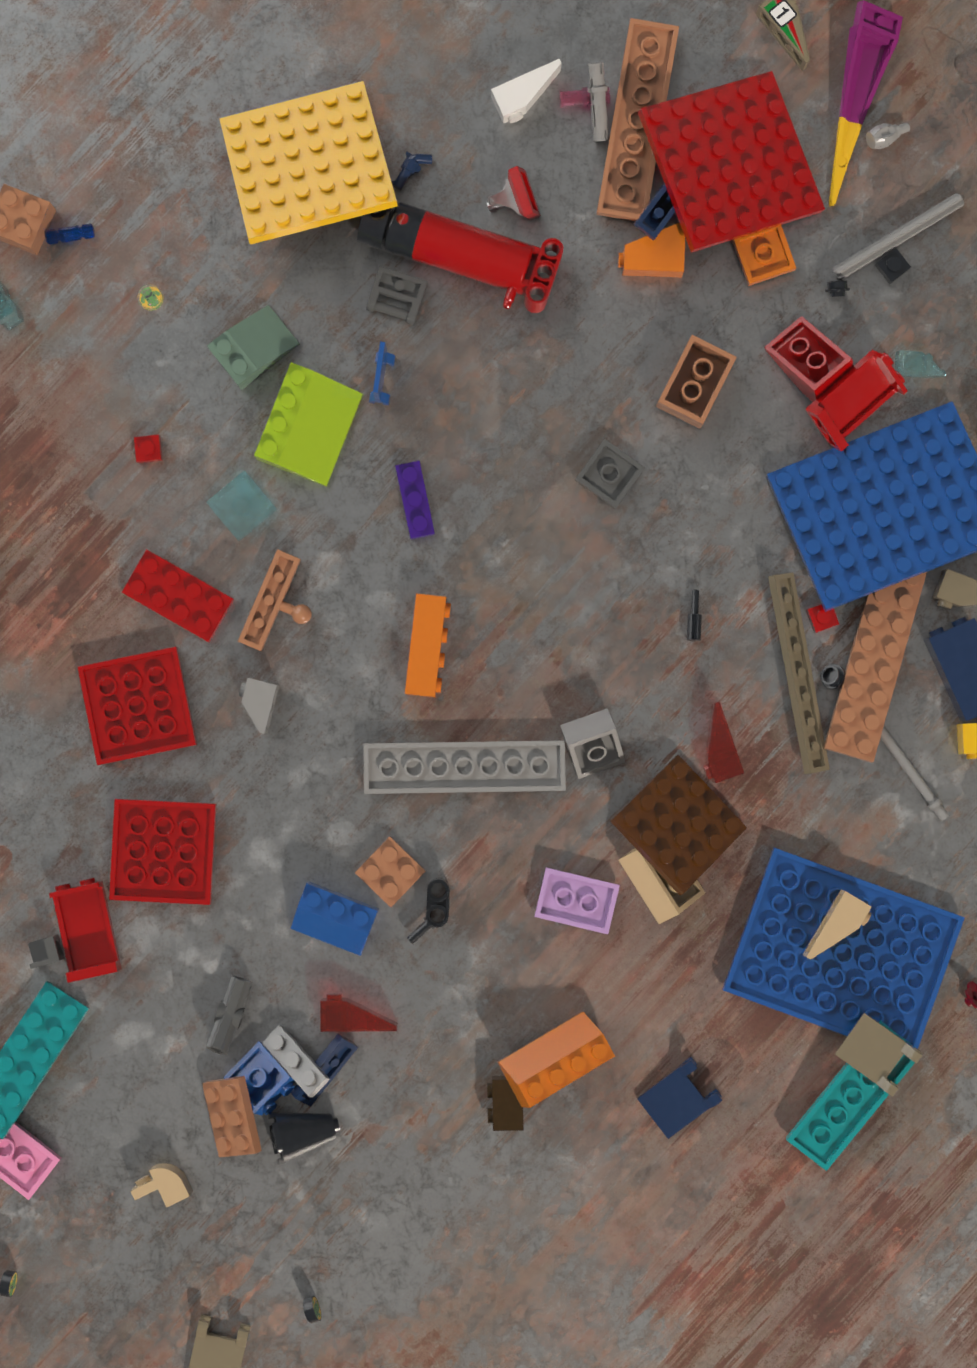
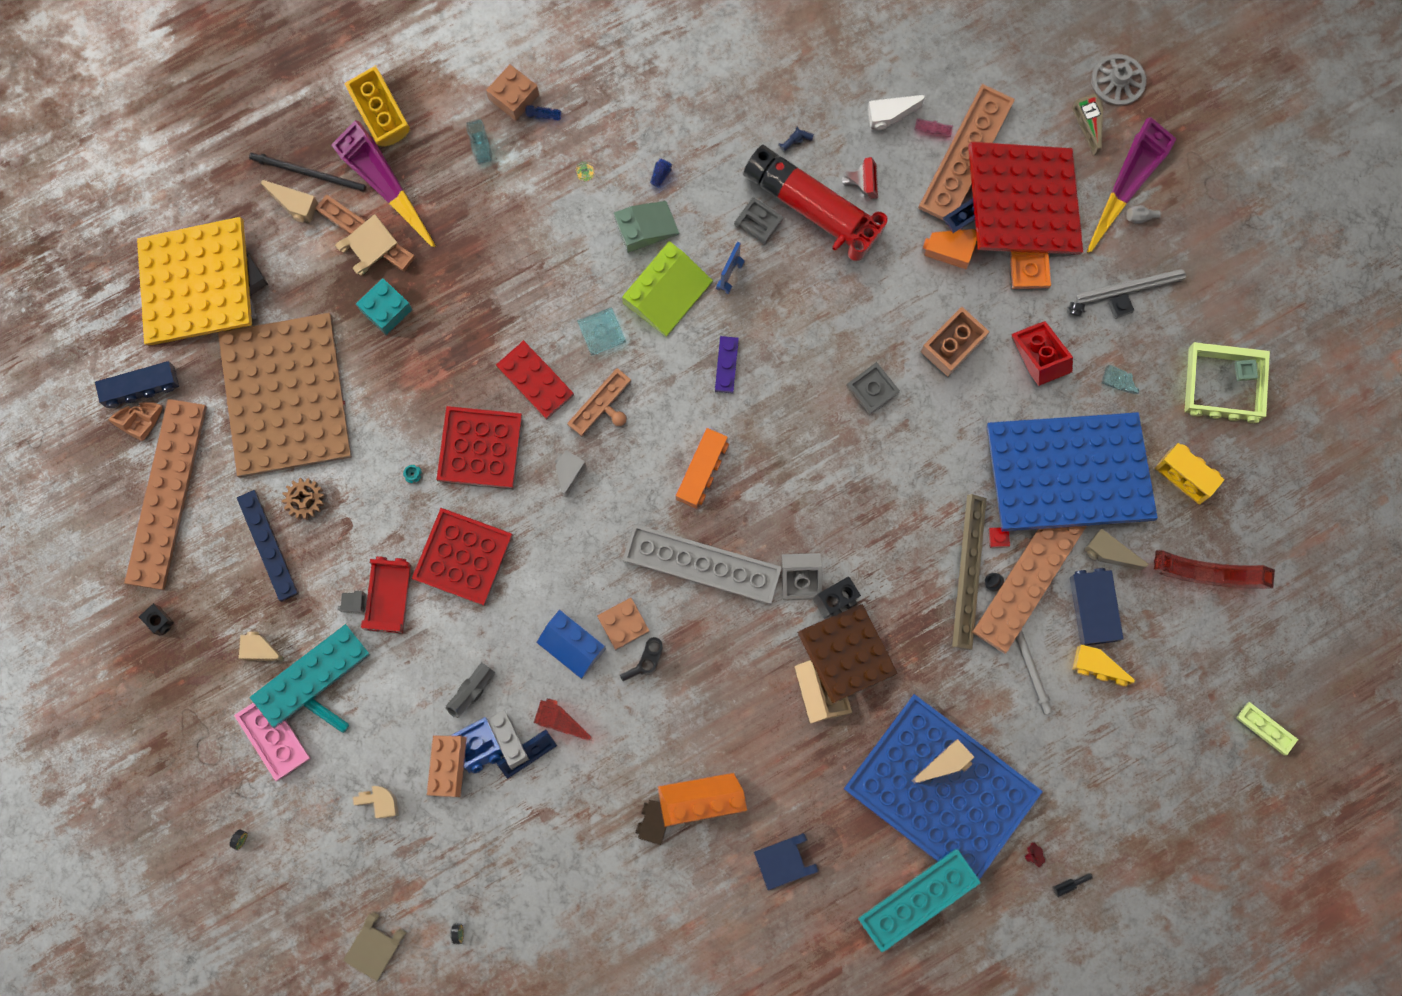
camera: 20 degrees right, 10 degrees down
(59, 770) = (407, 473): none -> teal plate
(64, 1100) = (327, 715): none -> teal axle
(148, 448) = (548, 272): red plate -> none
(249, 269) = (661, 171): none -> clear blue cone
(300, 1133) = (493, 794): black cone -> none
(307, 162) = (725, 111): yellow plate -> none
(576, 900) = (754, 687): lavender plate -> none
(598, 101) = (944, 123): light grey pin -> none
(641, 755) = (835, 595): none -> black brick
(694, 619) = (903, 510): black axle -> none
(721, 753) = (895, 613): clear red slope -> none
(855, 397) = (1068, 387): red panel -> none
(875, 1052) = (945, 869): dark tan flag -> none

